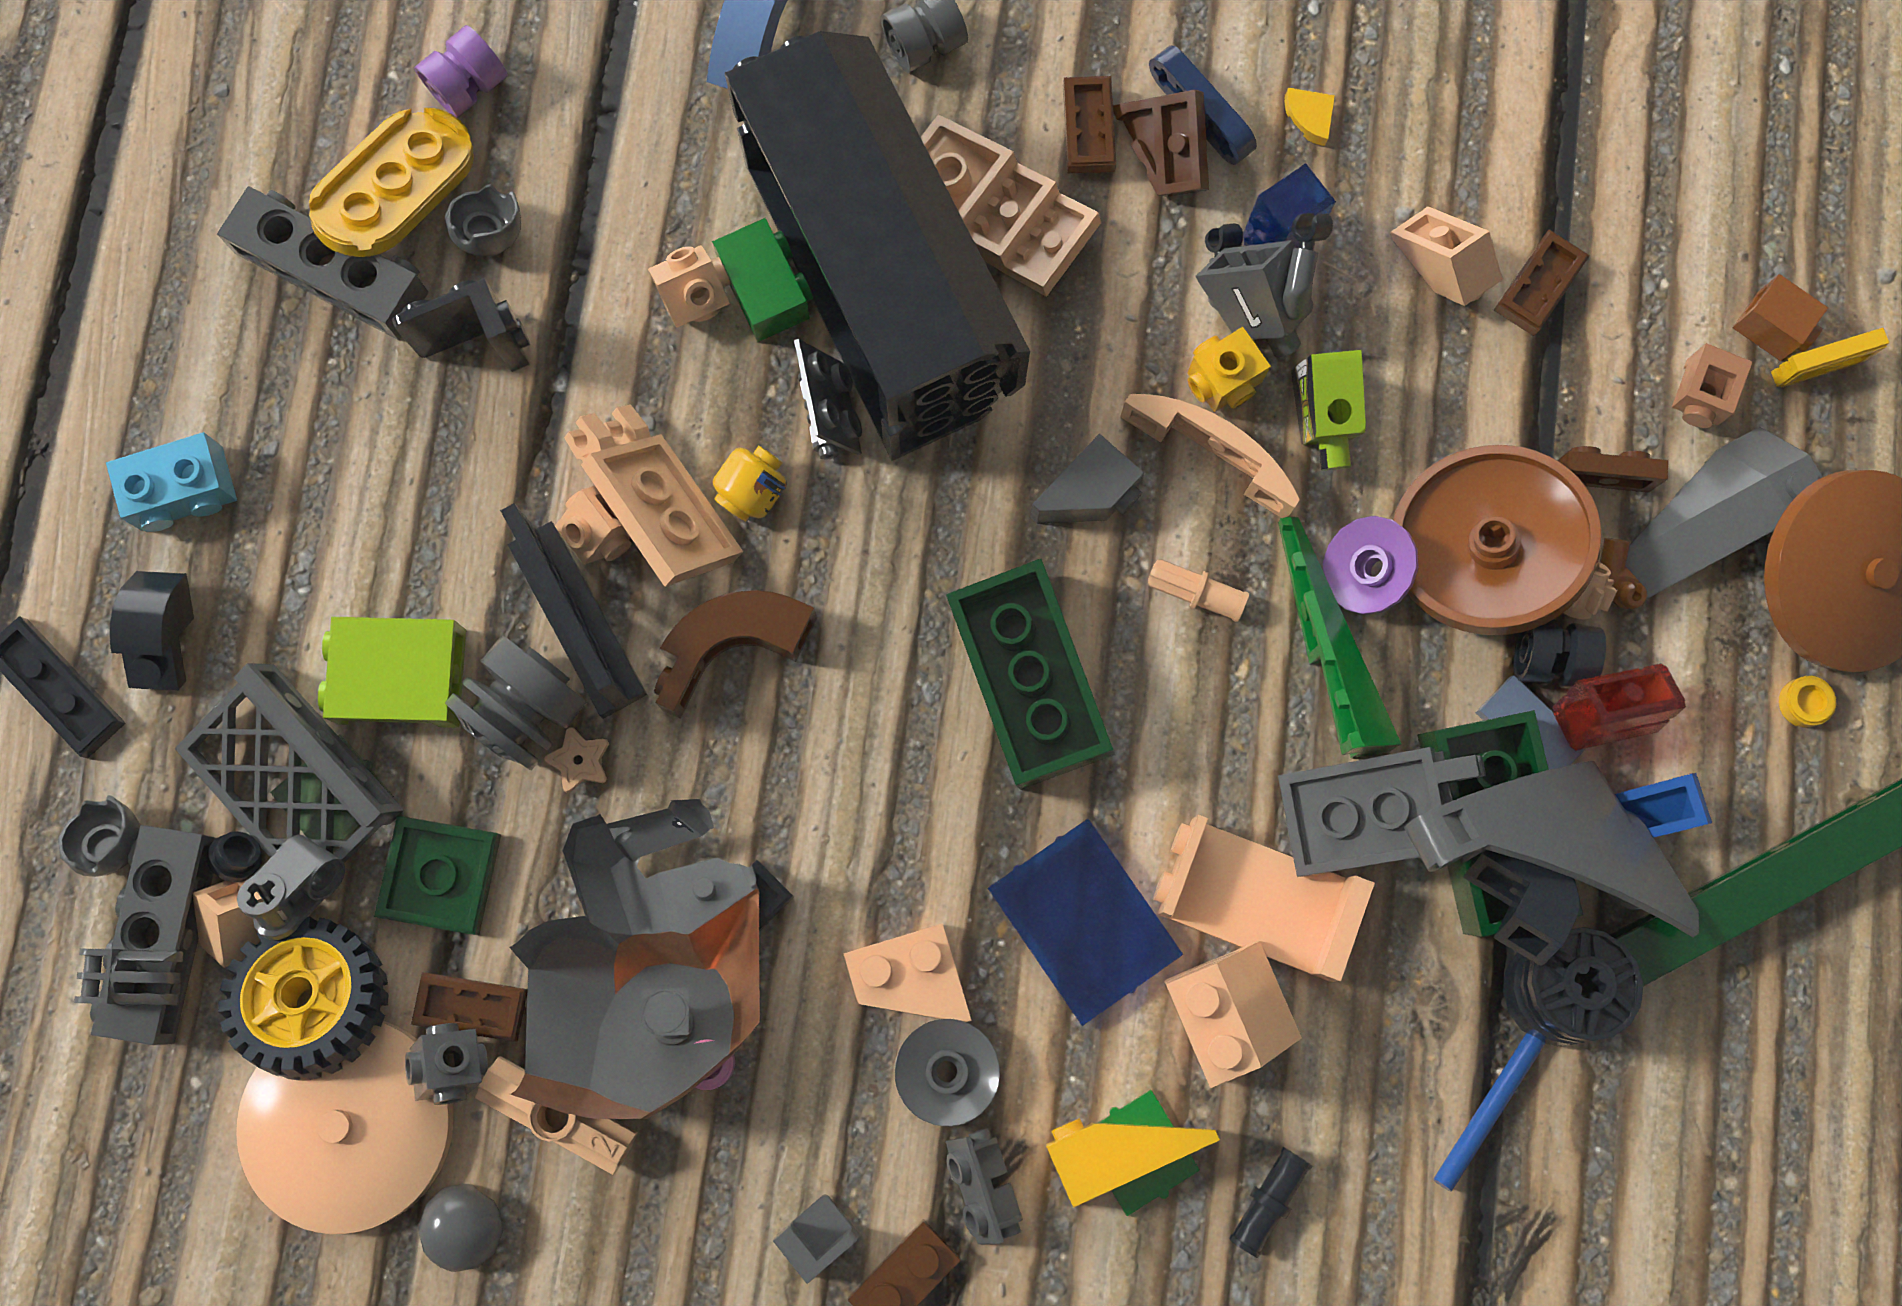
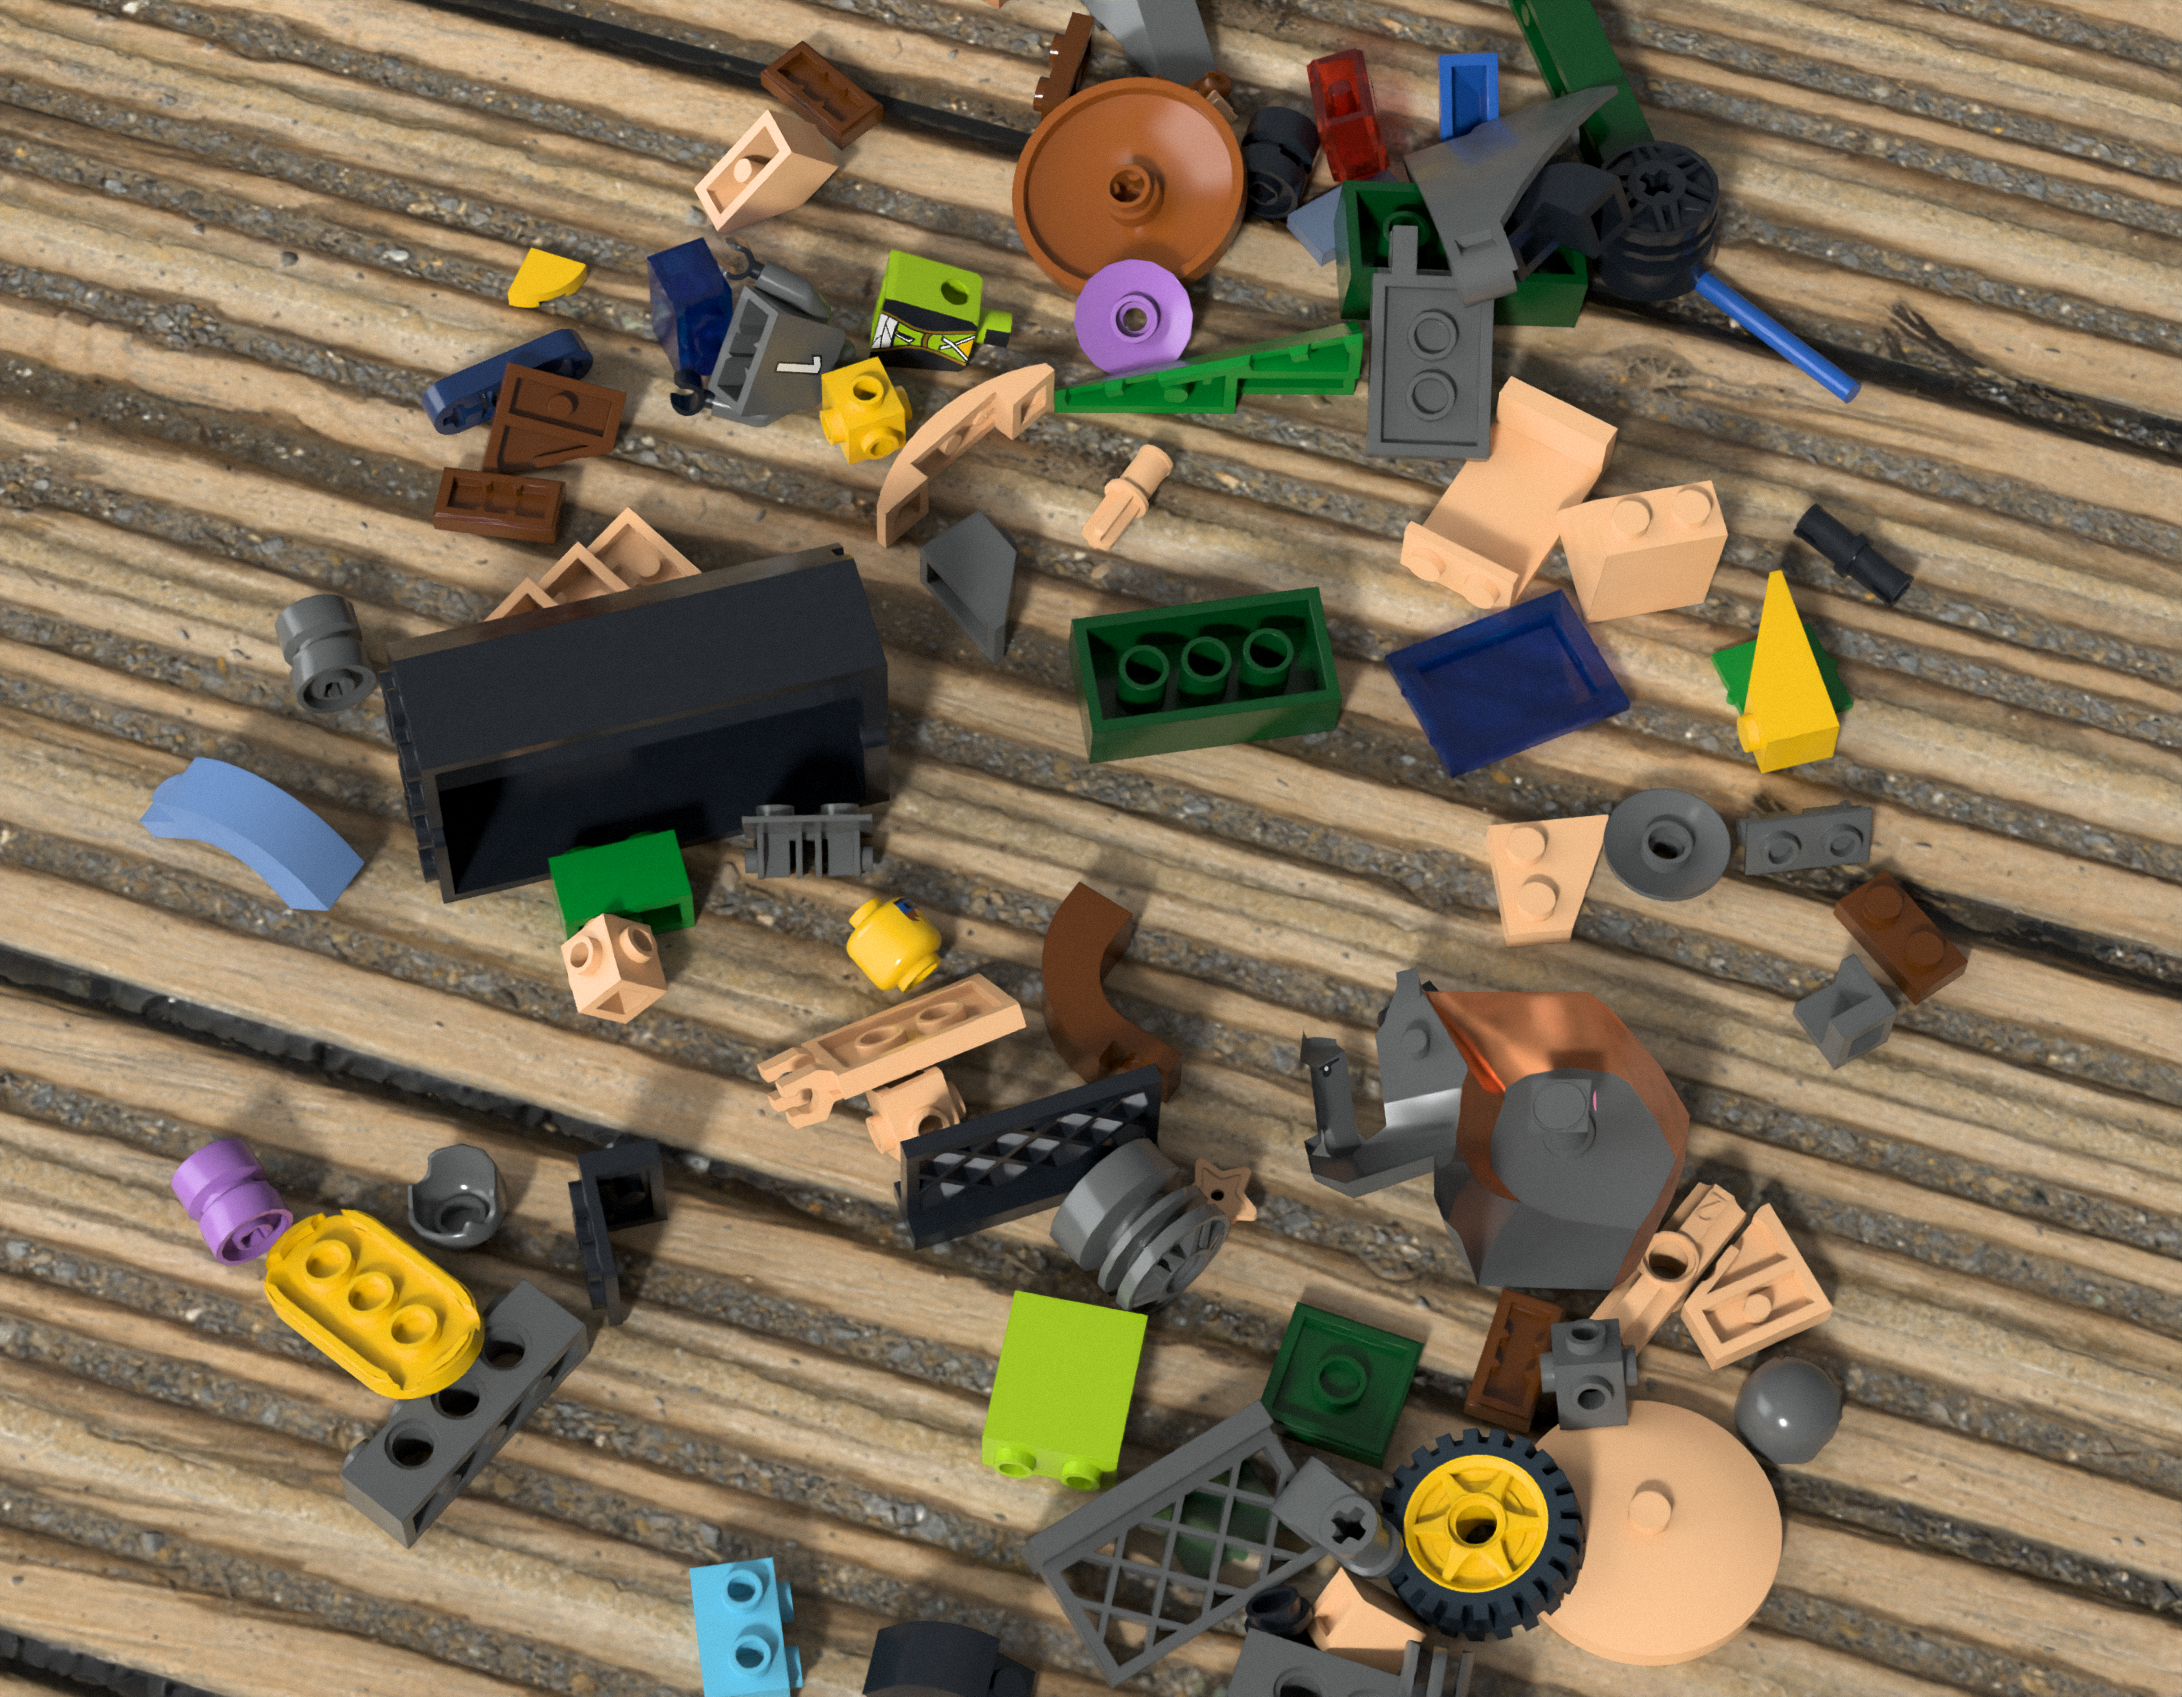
camera: 80 degrees left, 20 degrees down
(551, 1189) = (1754, 1295): none -> light nougat wing

